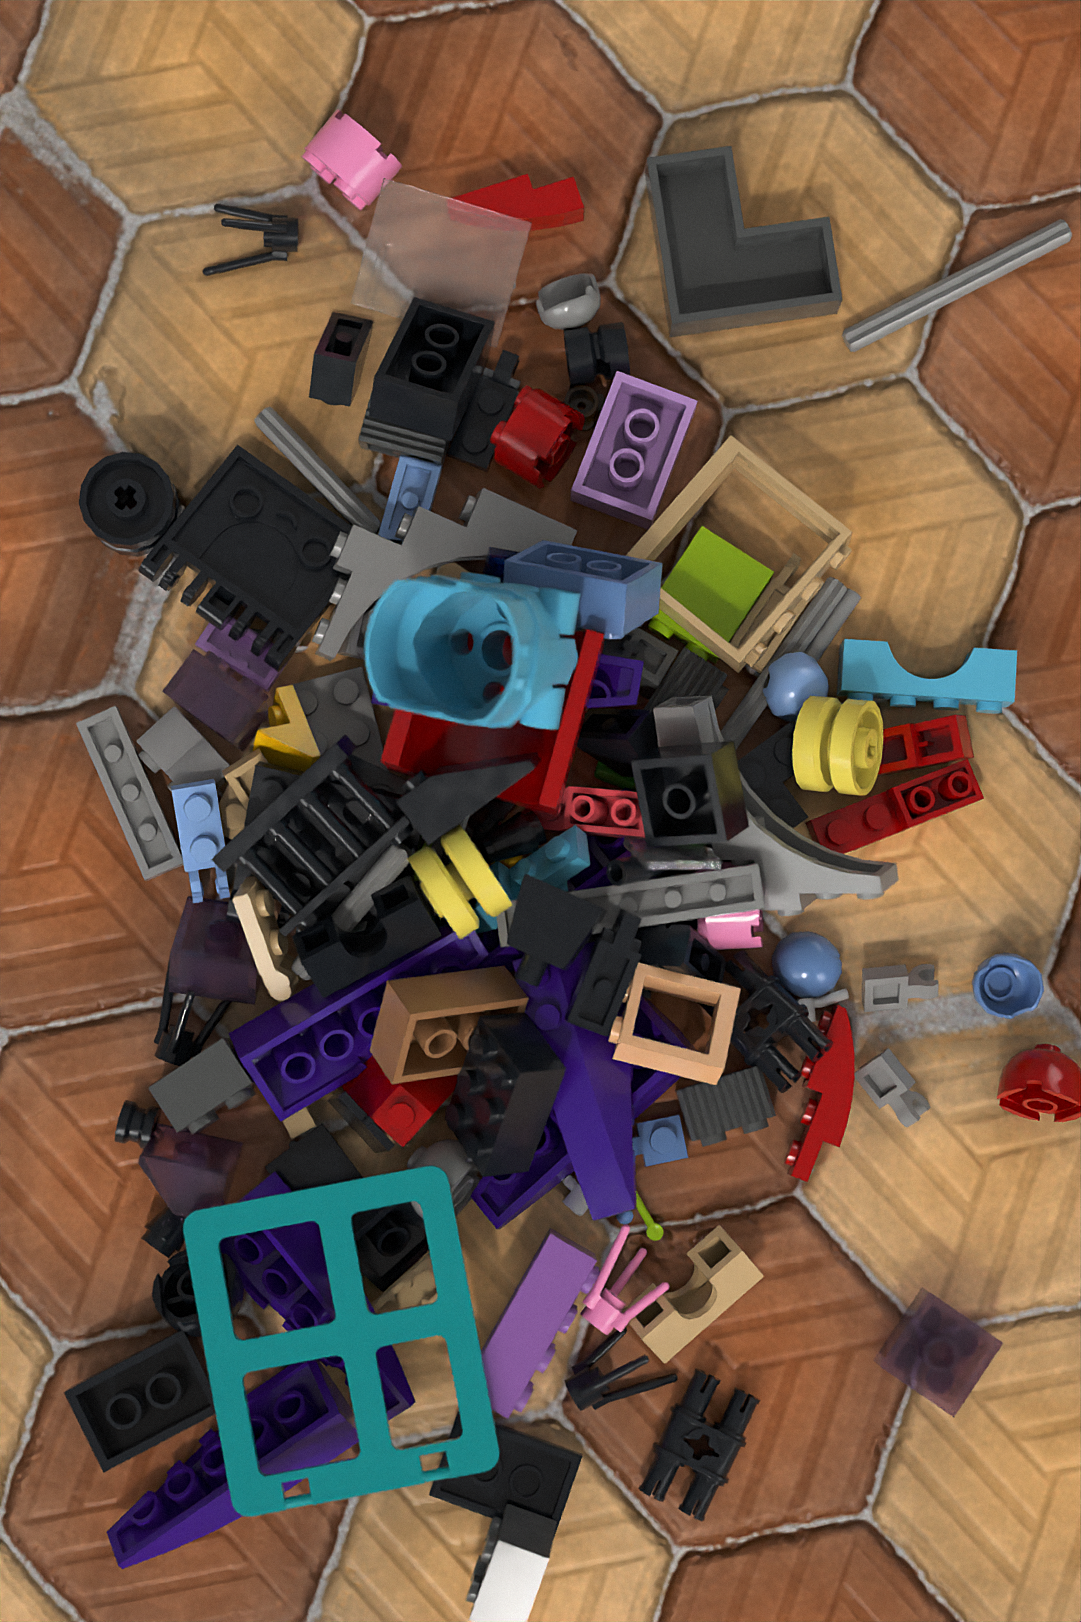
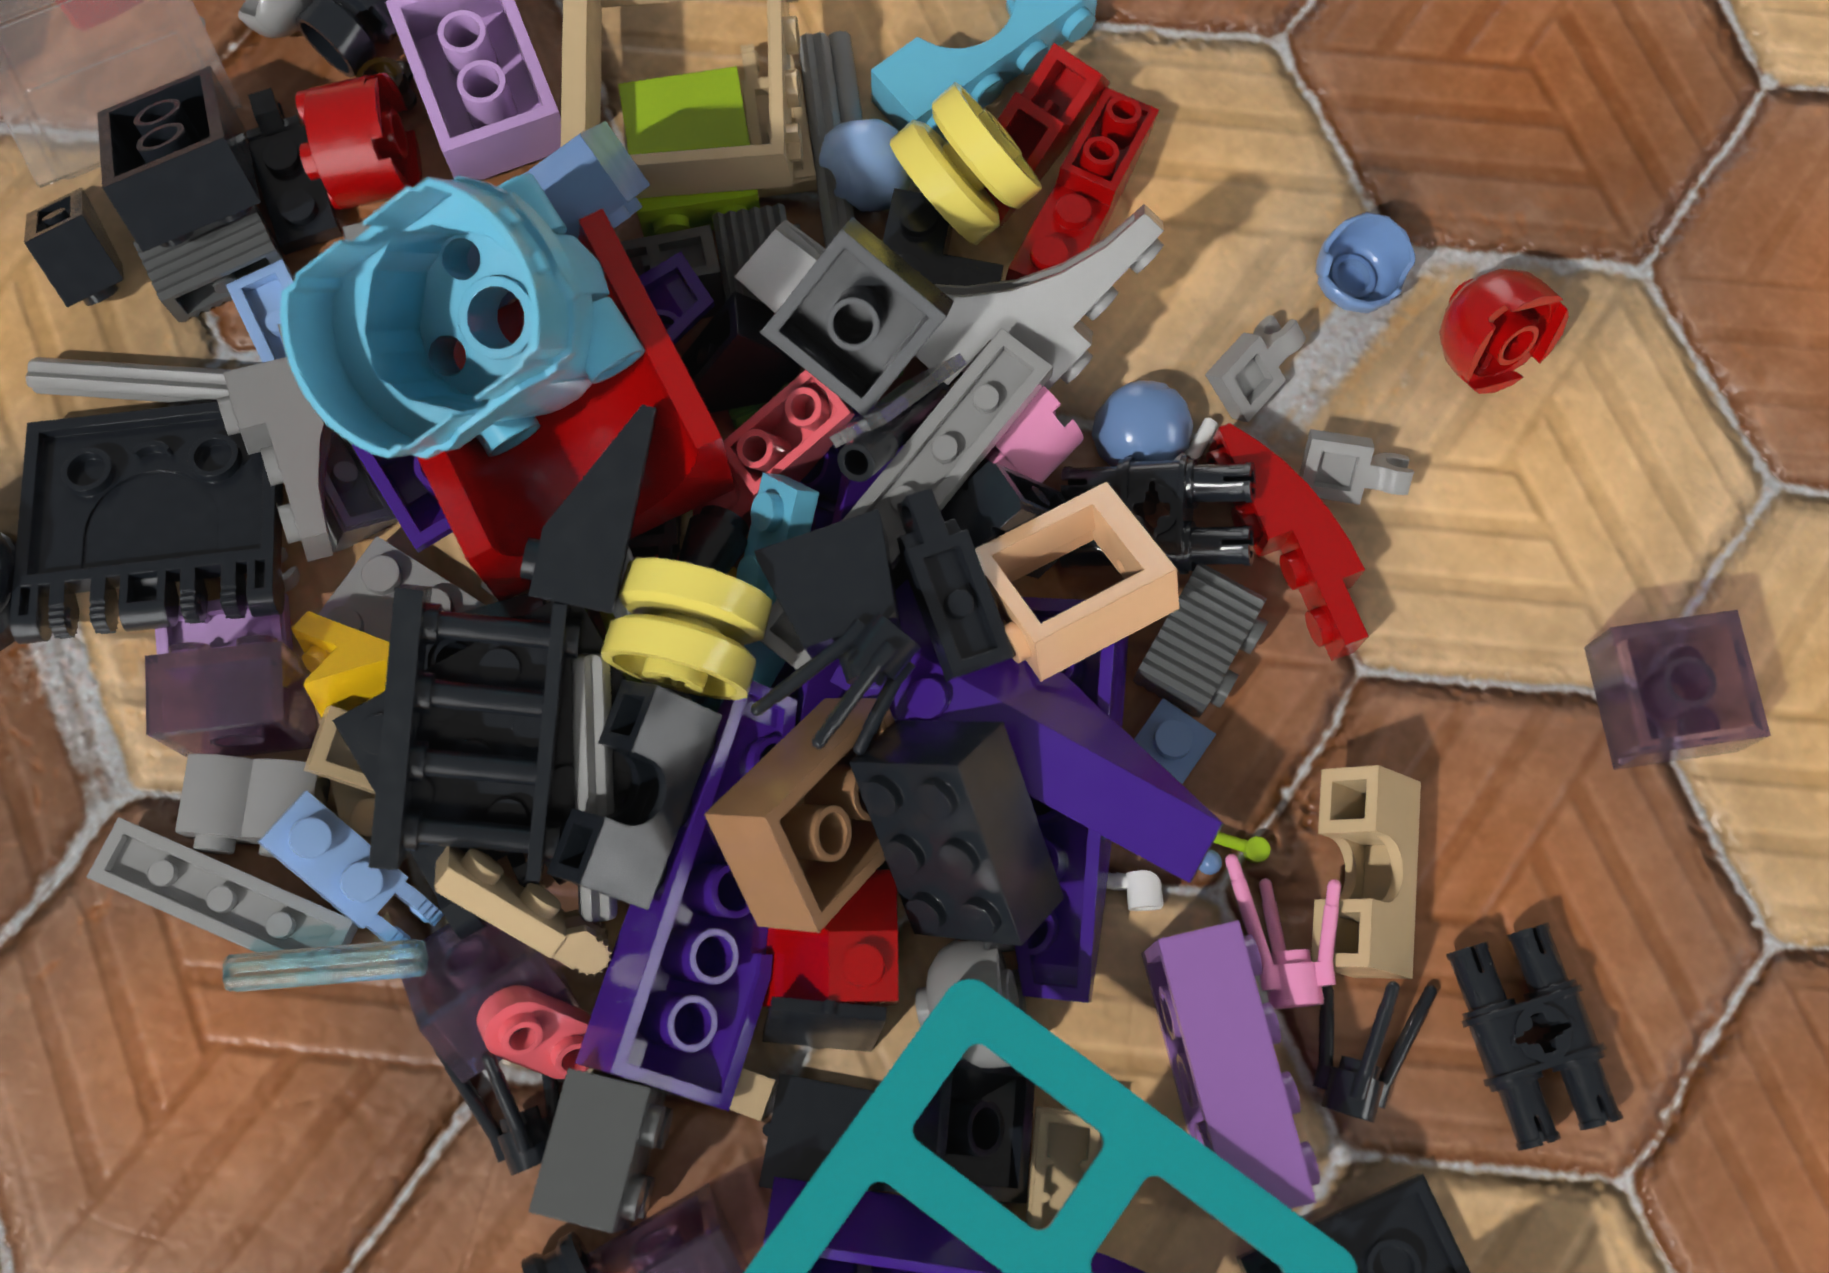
camera: 45 degrees left, 10 degrees down
(152, 875) = (325, 965): none -> clear light blue axle
(223, 1000) = (549, 1032): none -> coral plate
(536, 984) = (880, 655): none -> black plant

